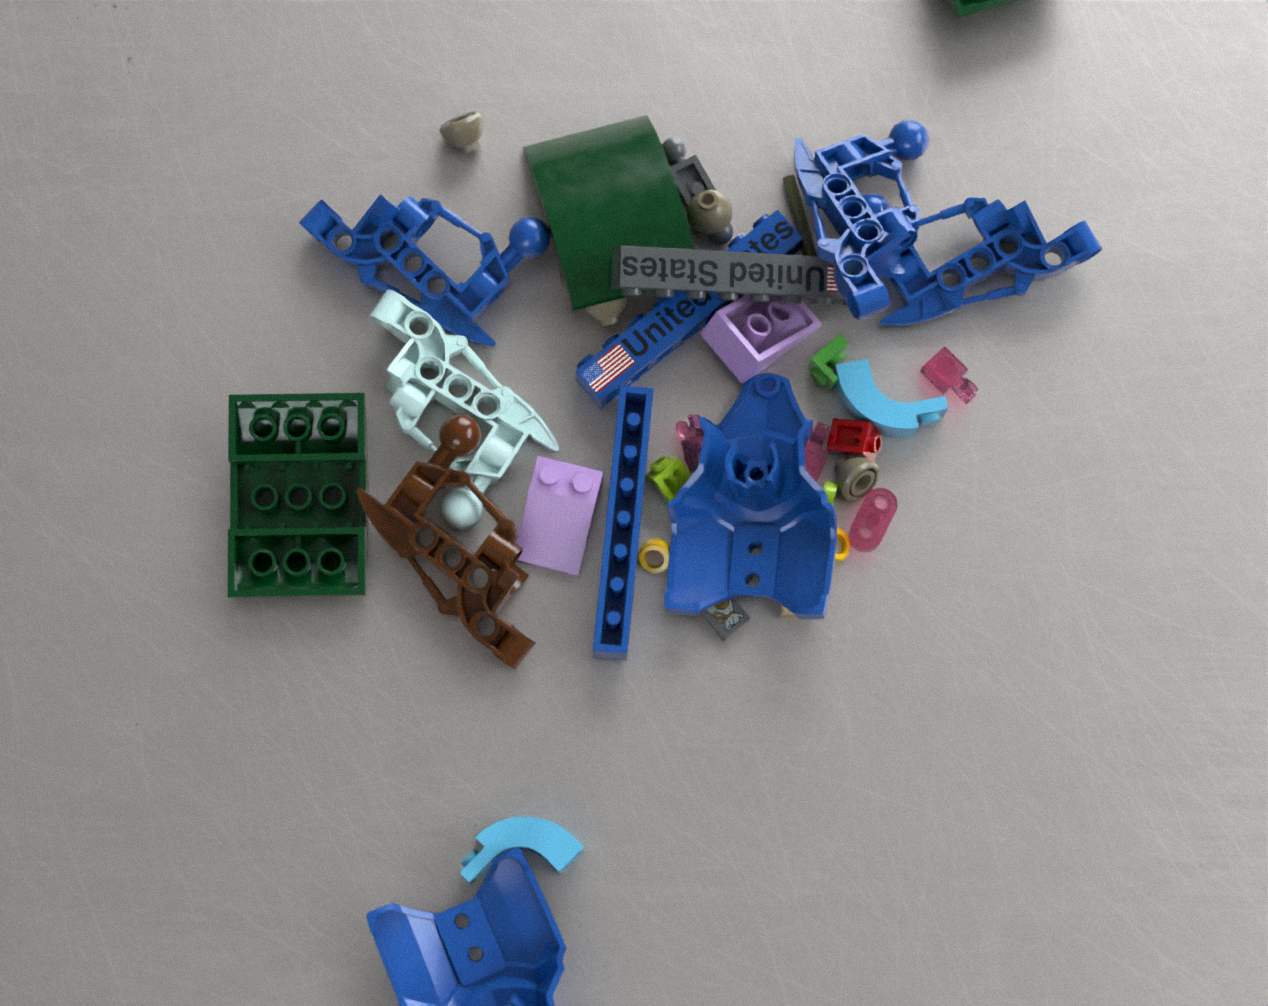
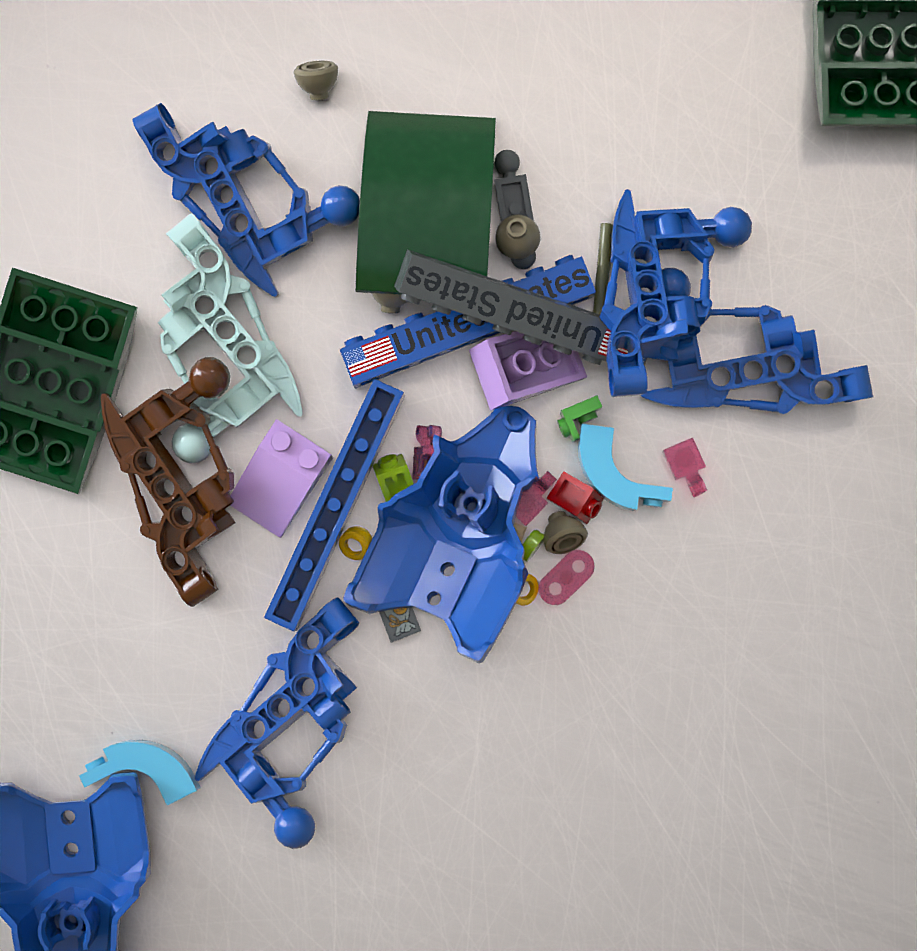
camera: 20 degrees right, 10 degrees up
(612, 794) = (239, 748): none -> blue piece

